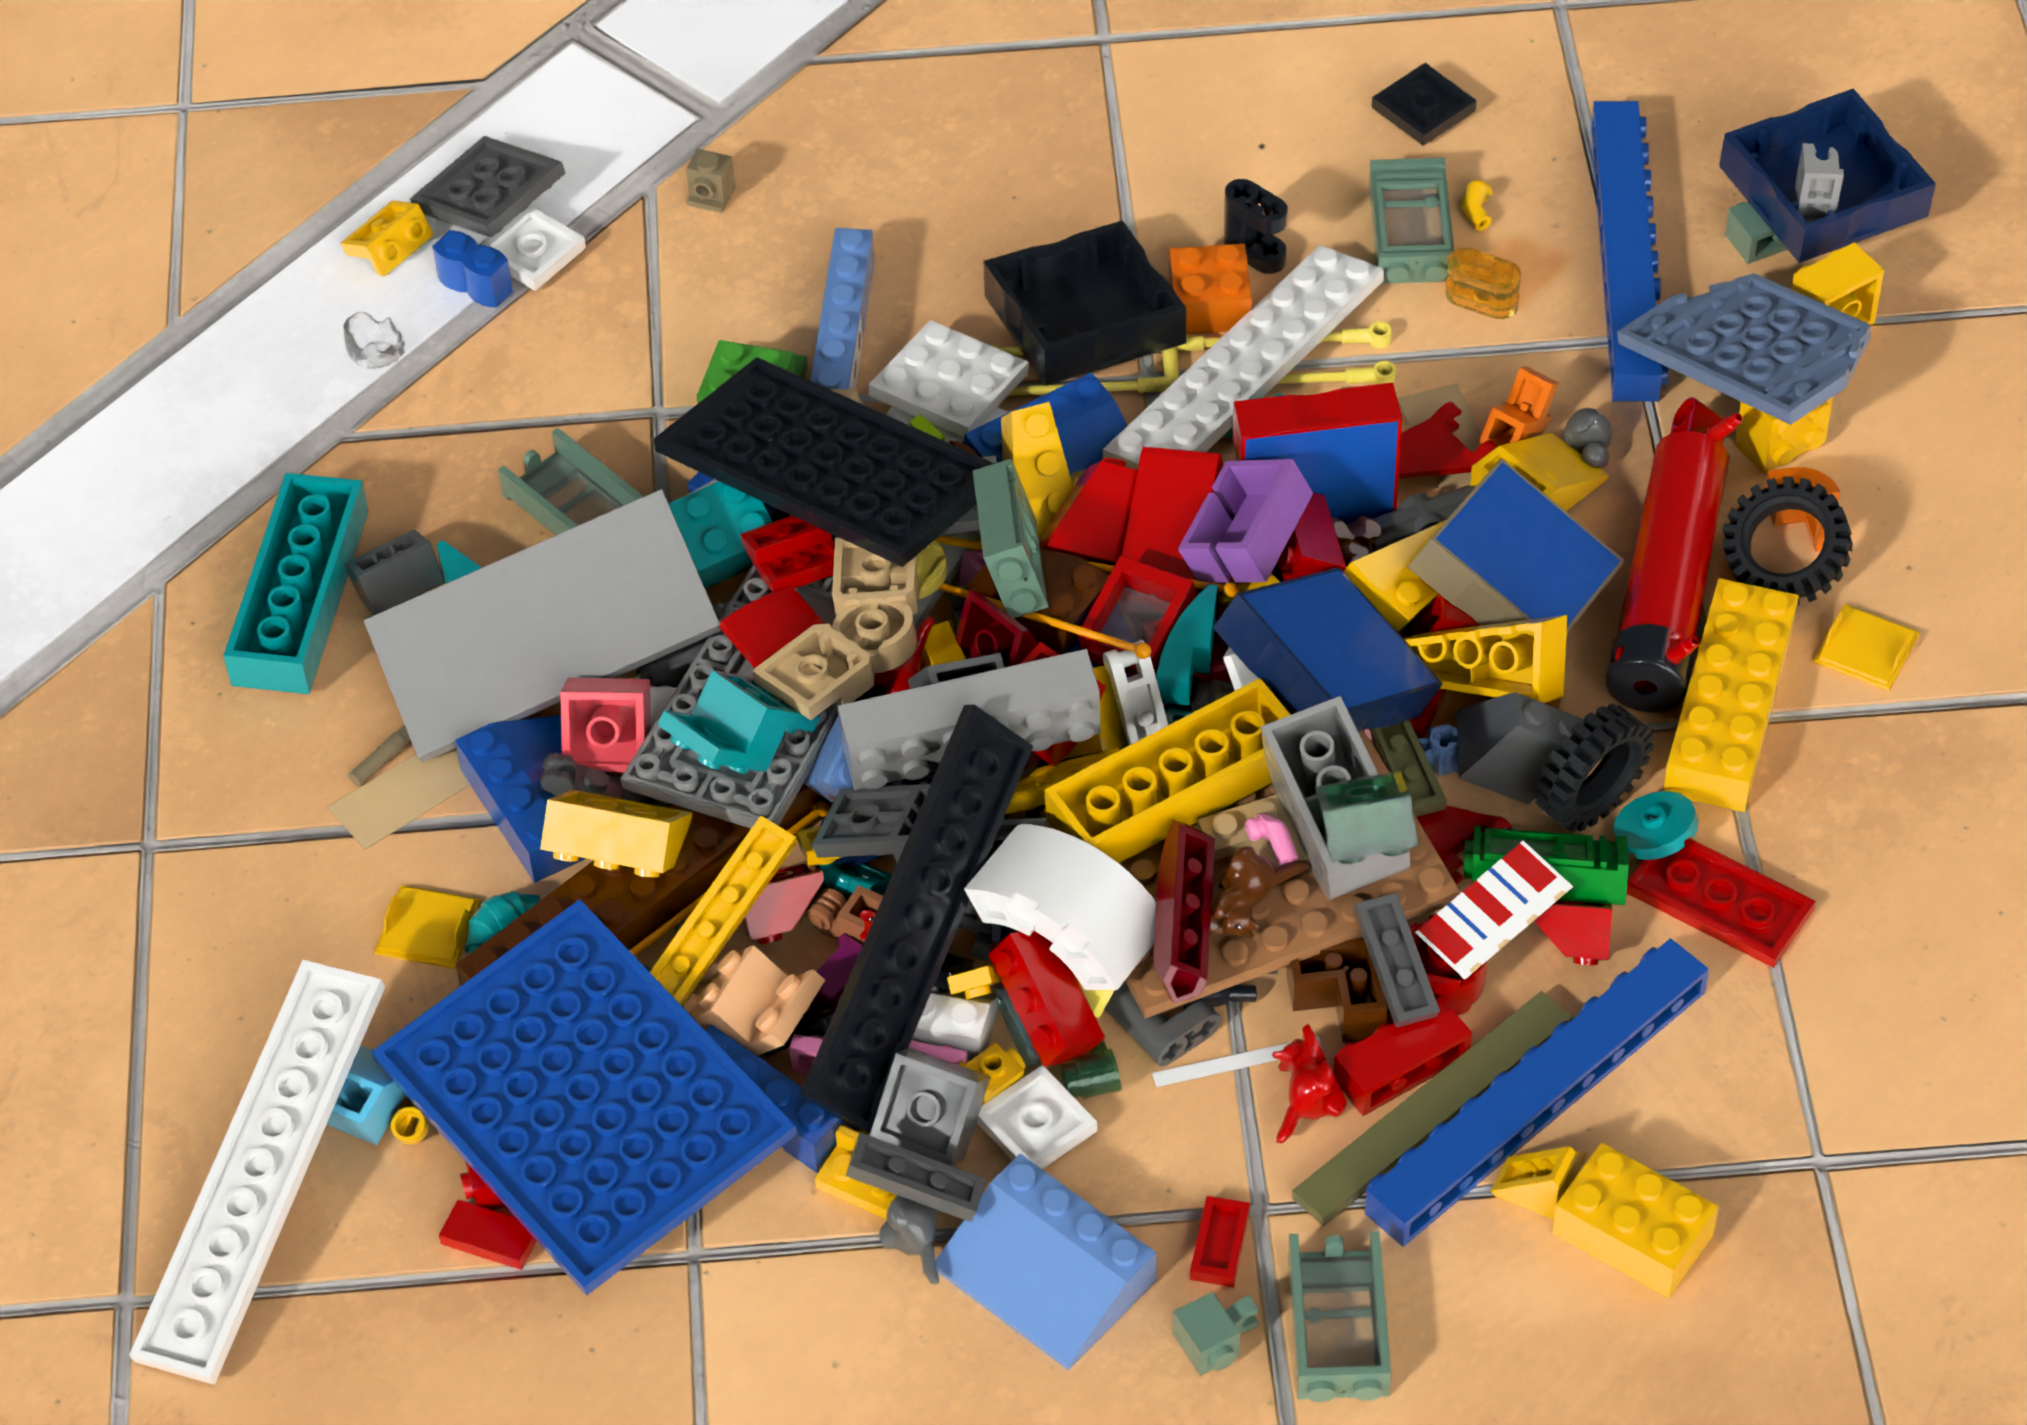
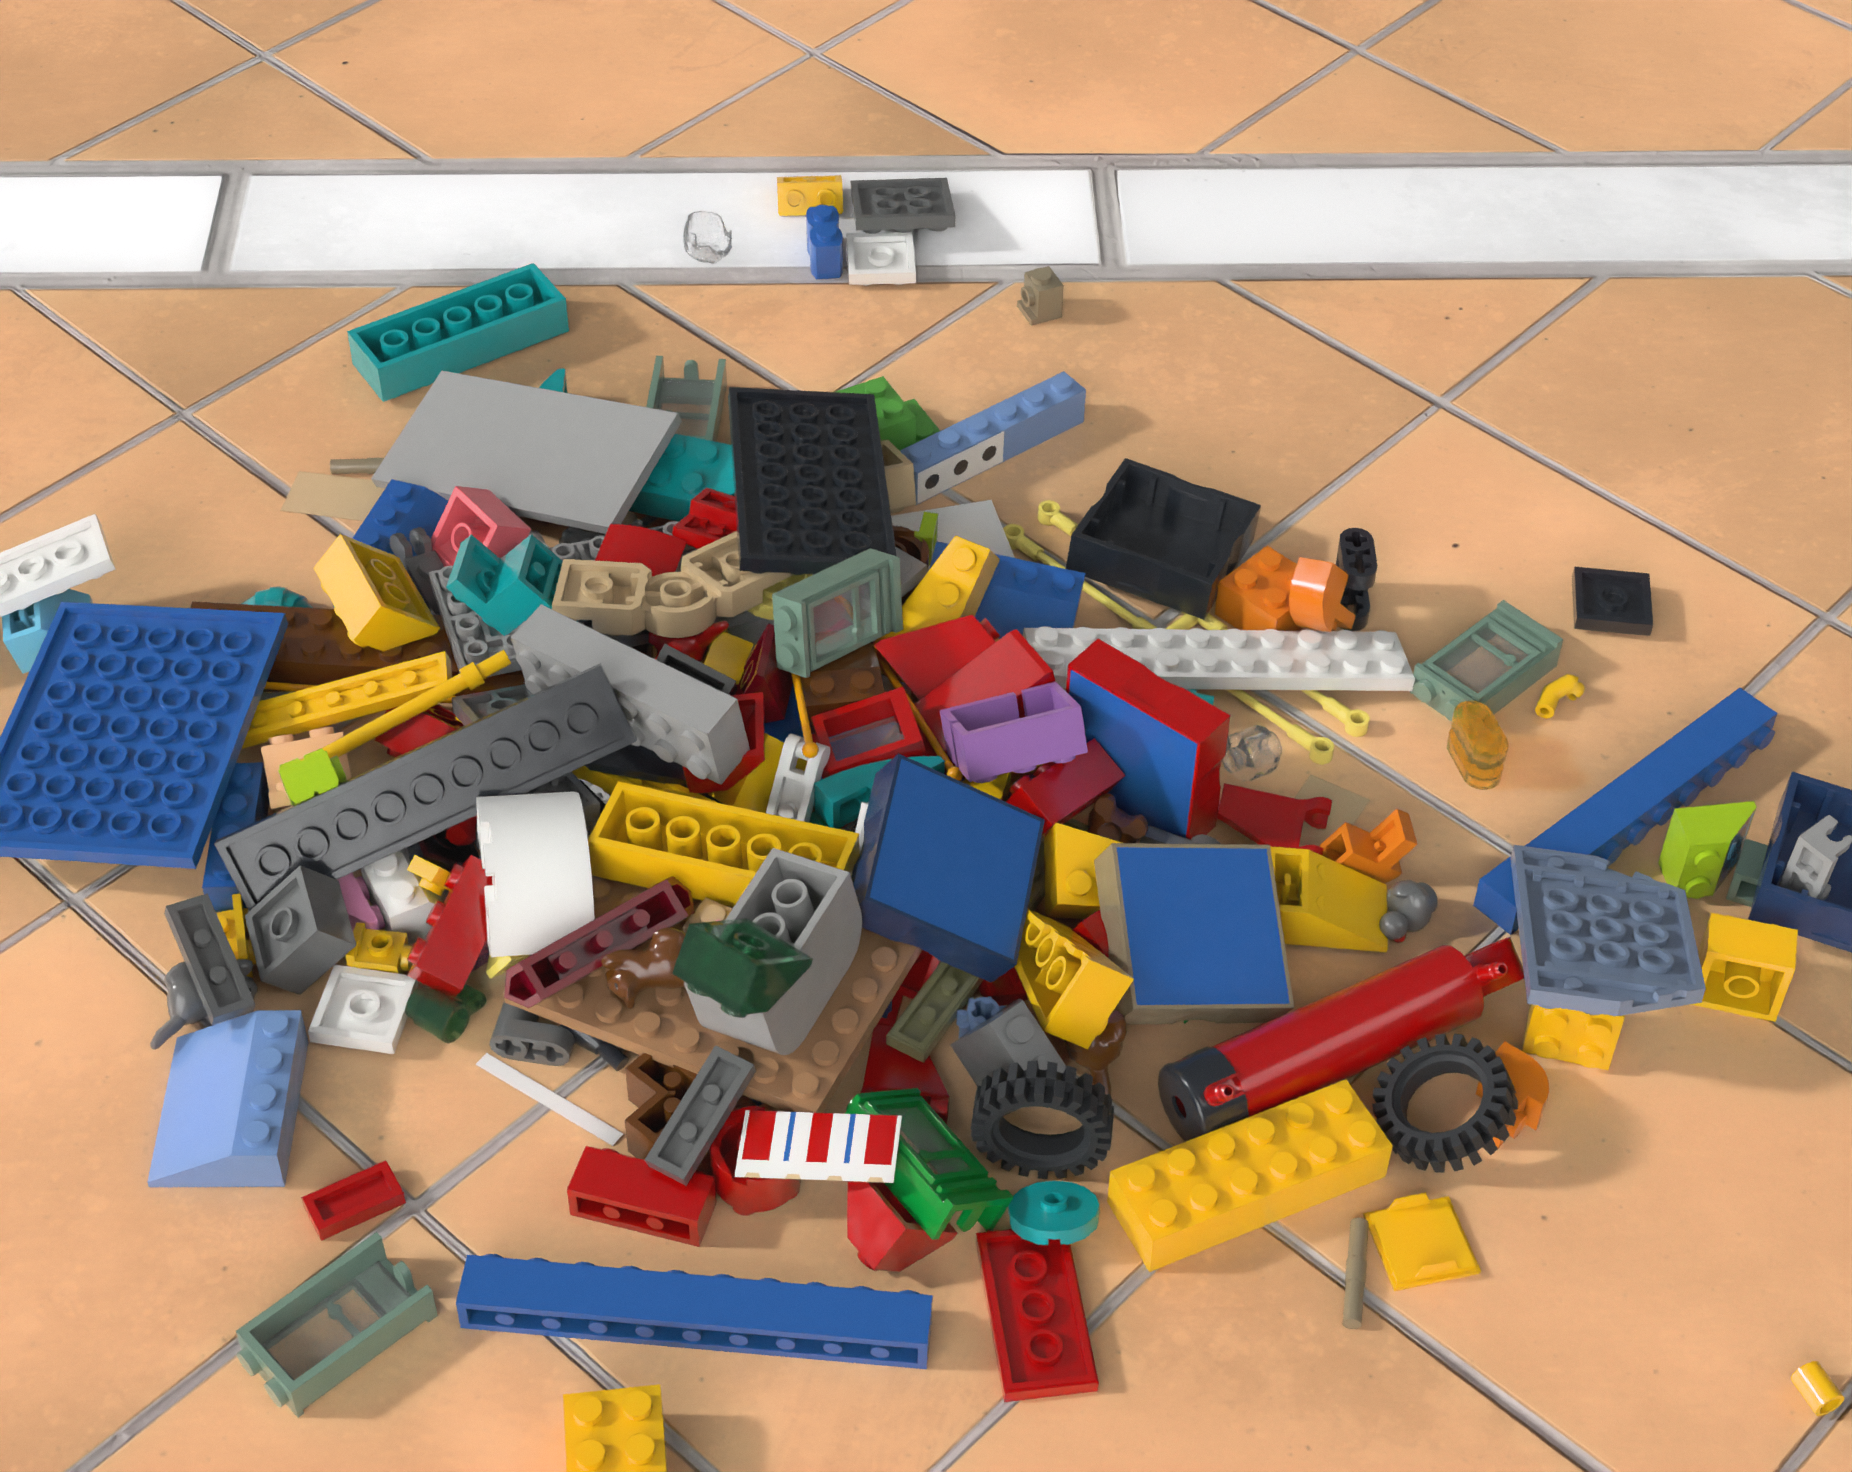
camera: 45 degrees right, 5 degrees down
(395, 572) = (521, 364): dark grey brick -> none
(426, 926) = (239, 573): yellow piece -> none
(810, 817) = (470, 676): none -> yellow bar
(818, 990) = (311, 776): none -> lime brick
(948, 378) = (1008, 514): white plate -> none
(1211, 1333) = (247, 1247): sand green brick -> none
(1264, 256) = (1317, 596): none -> orange brick
(1312, 1084) = (553, 1155): red animal -> none
(1439, 1100) = (564, 1243): olive tile -> none
(1538, 1178) = (606, 1367): yellow slope -> none
(1714, 237) = (1704, 846): none -> lime slope
(1859, 699) = (1355, 1273): none -> dark tan piece

